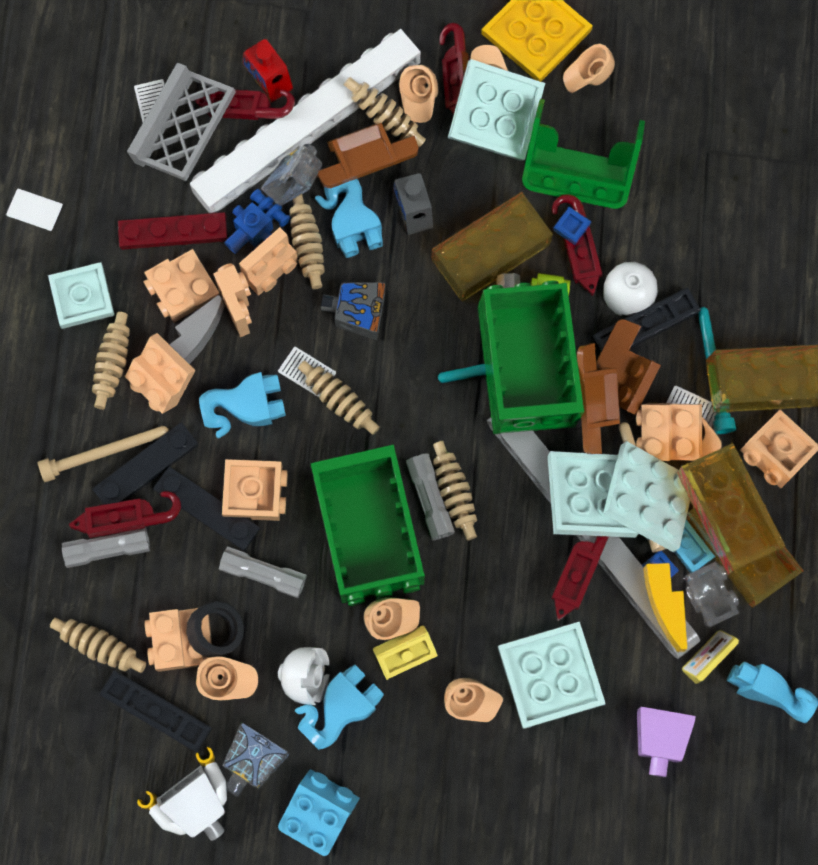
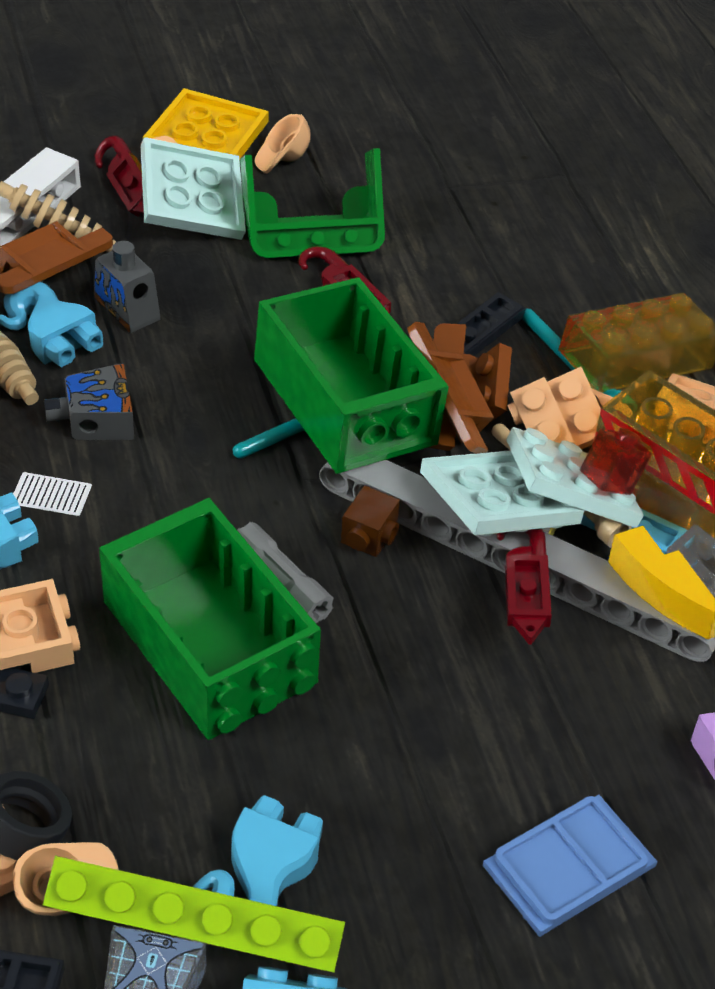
camera: 25 degrees left, 30 degrees down
(282, 579) = (71, 728): light grey axle -> none
(287, 733) = (194, 913): none -> lime plate
(304, 676) = (187, 833): white cylinder -> none
(338, 397) = (103, 499): tan piece -> none
(394, 618) = (289, 721): light nougat cap -> none
(405, 652) = (329, 769): light yellow slope -> none
(416, 97) = (81, 191): light nougat cap -> none
(454, 490) = (313, 556): tan piece -> none
(473, 702) = (463, 788): light nougat cap -> none
(491, 246) = (222, 317): clear yellow brick -> none
(504, 475) = (370, 521): none -> reddish brown brick
(520, 766) = (568, 863): none -> medium blue piece
(551, 675) = (552, 729): light aqua plate -> none
(571, 225) = (332, 266): blue tile -> none
(630, 288) = (430, 302): white cylinder -> none
(672, 509) = (616, 461): none -> clear red brick

